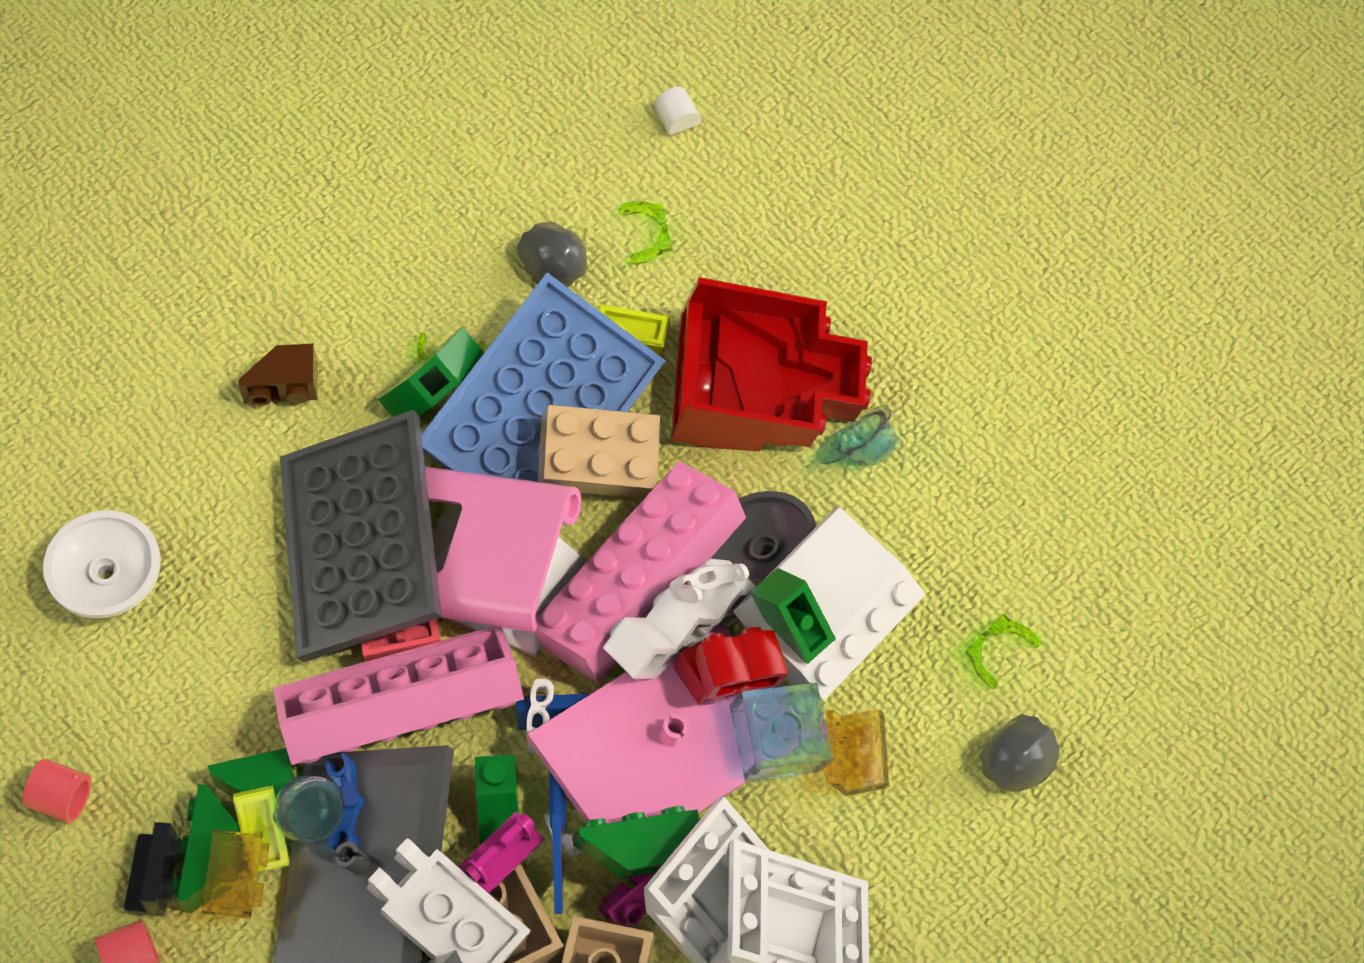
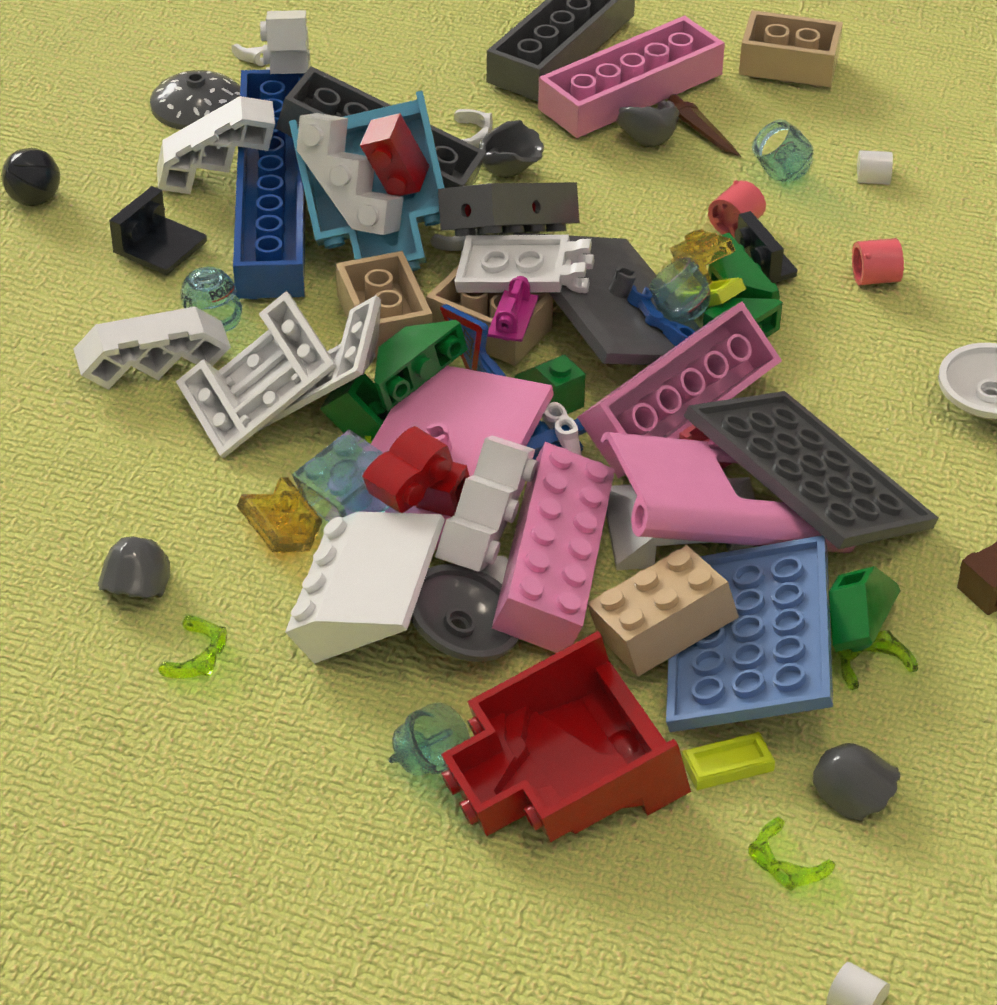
camera: 150 degrees right, 20 degrees down
(716, 576) = (492, 482): white cap -> none
(793, 613) = (389, 516): green slope -> none

